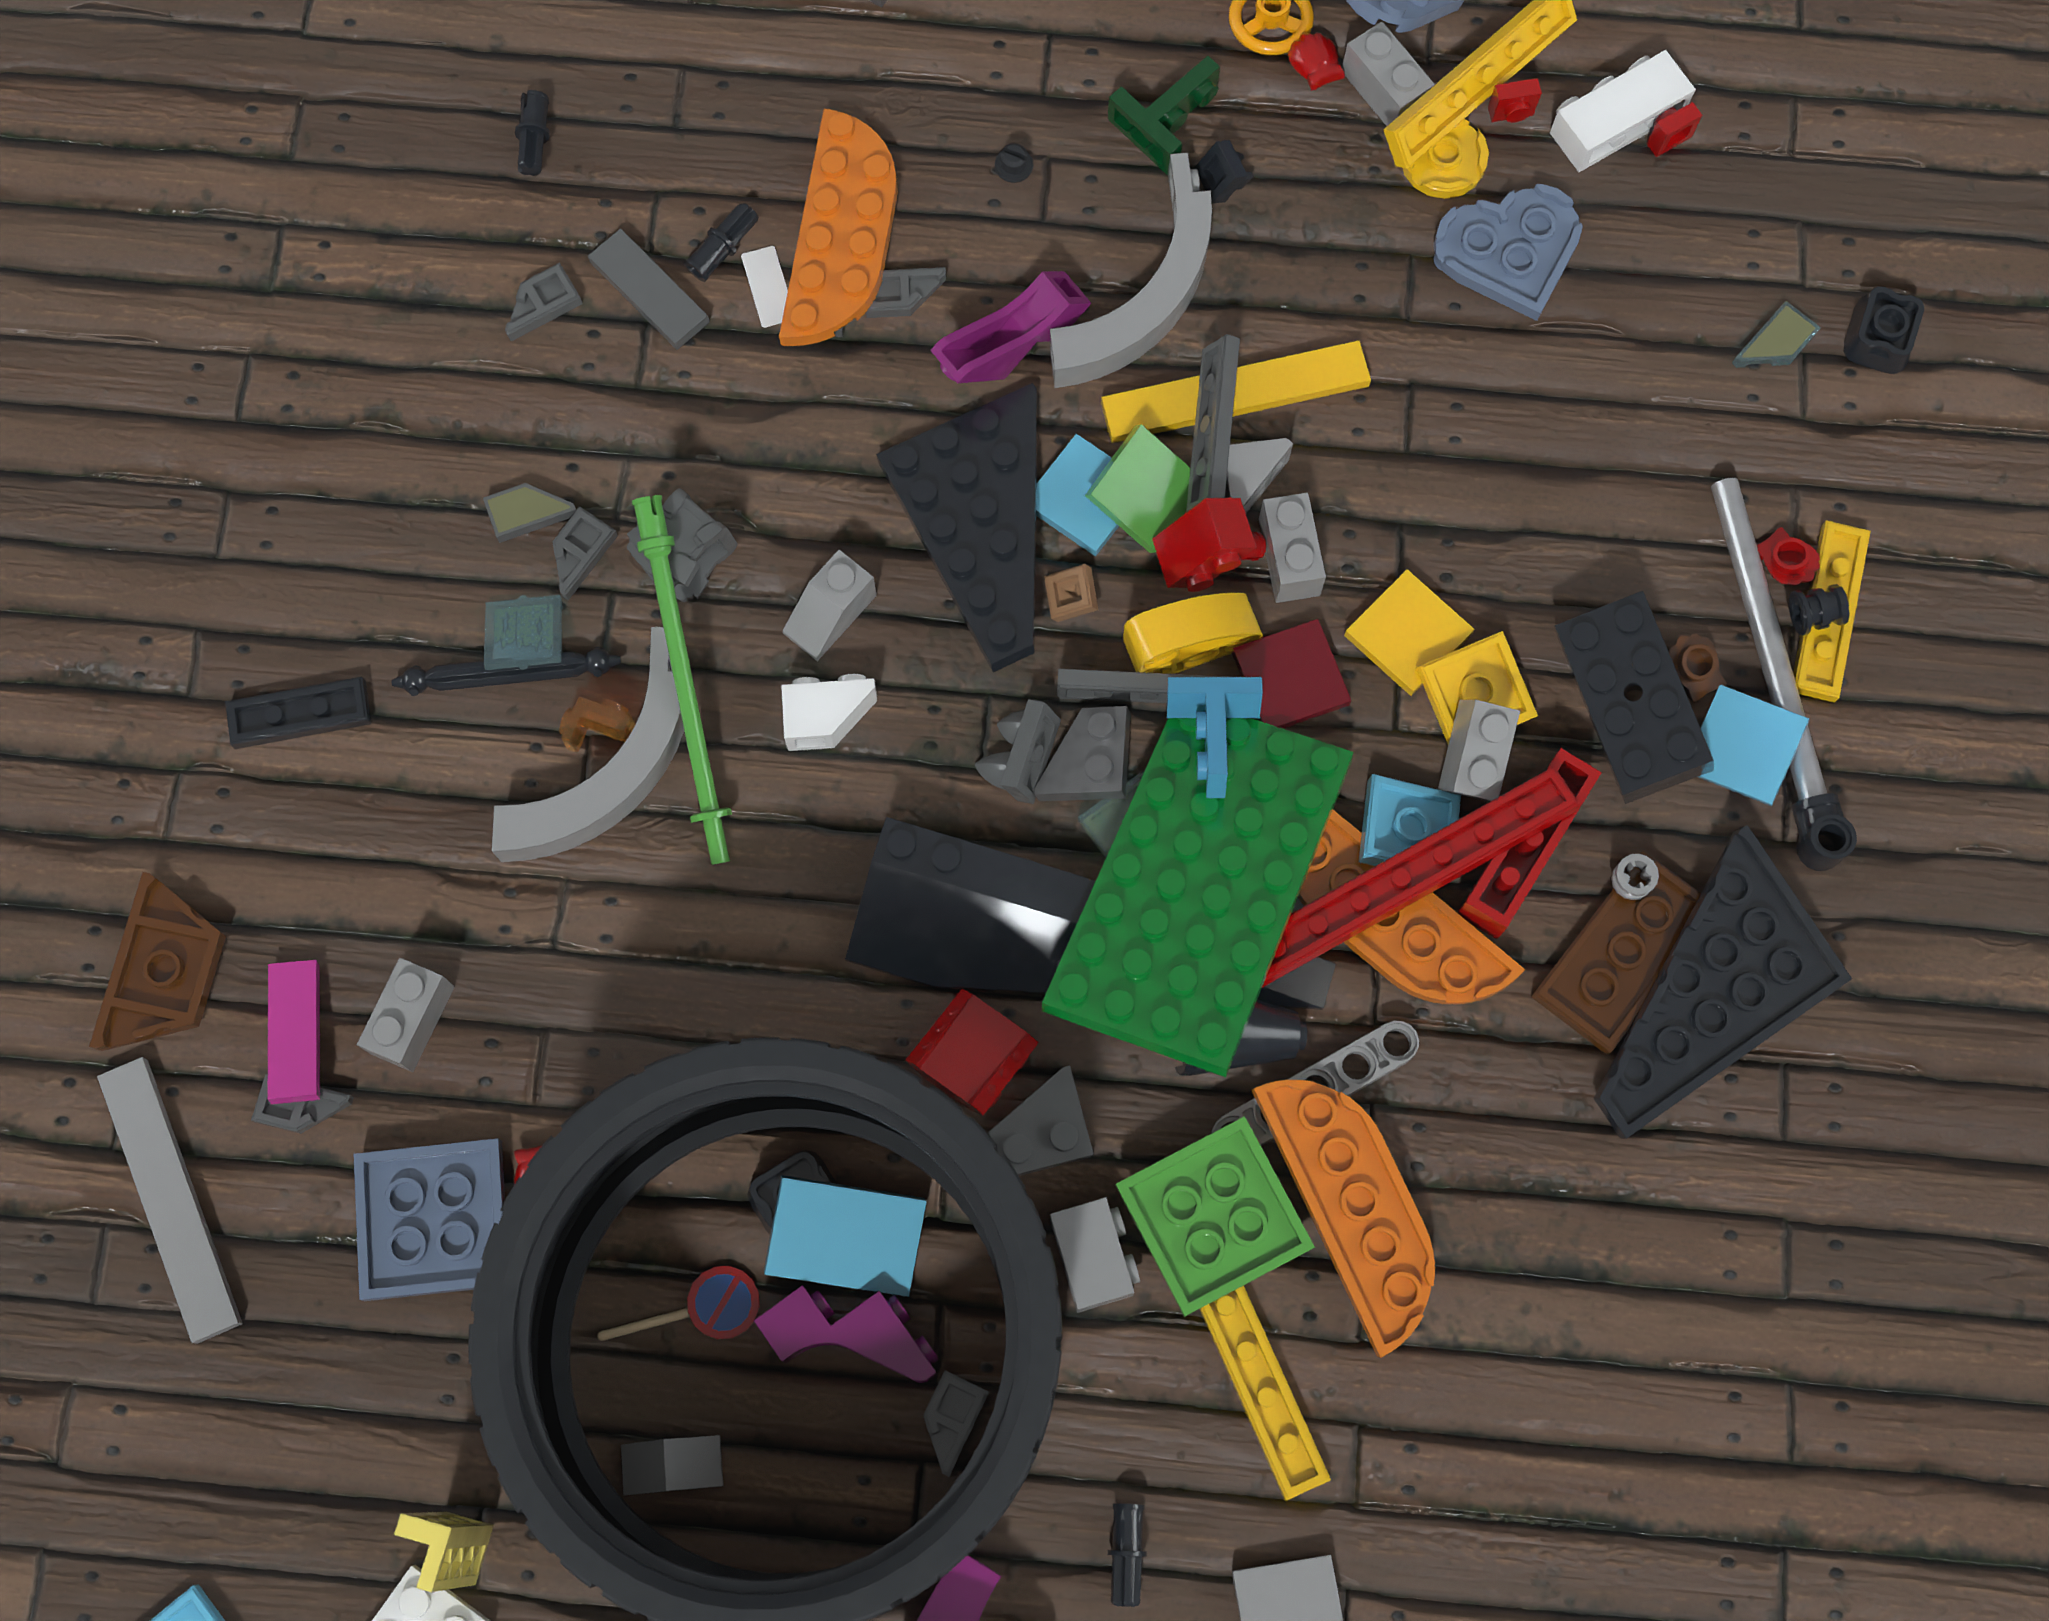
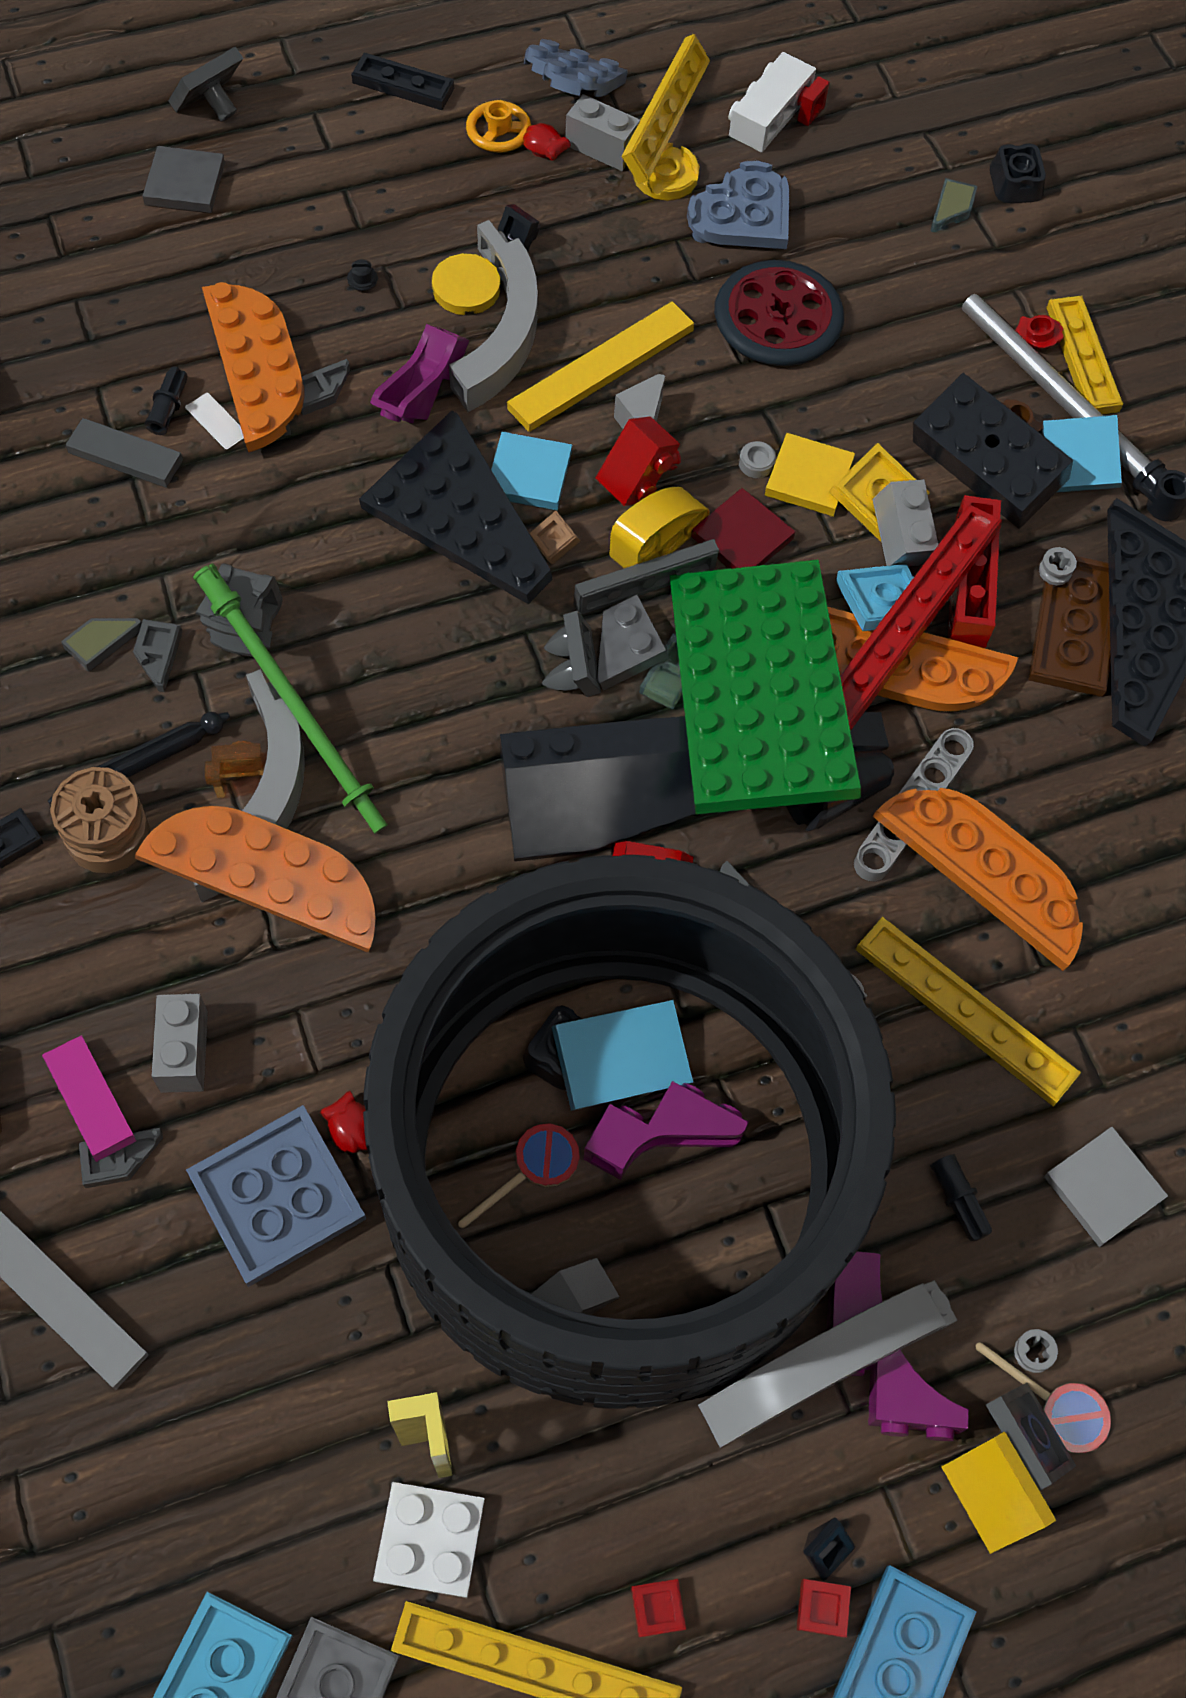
camera: 30 degrees left, 10 degrees down
(435, 756) = (100, 819): none -> medium nougat wheel
(523, 632) = (141, 724): clear light blue piece -> none
(541, 301) = (42, 490): dark grey tile -> none
(572, 865) = (266, 870): none -> orange plate
(824, 712) = (408, 687): white slope -> none
(830, 605) = (376, 611): light grey slope -> none
(952, 1417) = (773, 1159): dark grey tile -> none
(1129, 219) = (466, 284): none -> yellow tile
(1142, 487) = (572, 446): bright green tile -> none
(1154, 127) = (454, 217): dark green bracket -> none
(1212, 702) = (708, 564): dark azure bracket -> none
(1213, 420) = (599, 380): dark grey tile -> none
(1214, 1216) = (895, 916): bright green plate -> none
(1292, 547) = (703, 448): light grey brick -> none
(1357, 587) = (757, 459): none -> light grey tile
(1478, 461) = (795, 348): none -> wedge
(1514, 100) = (696, 119): red plate -> none
(1818, 608) = (1079, 349): black bush -> none

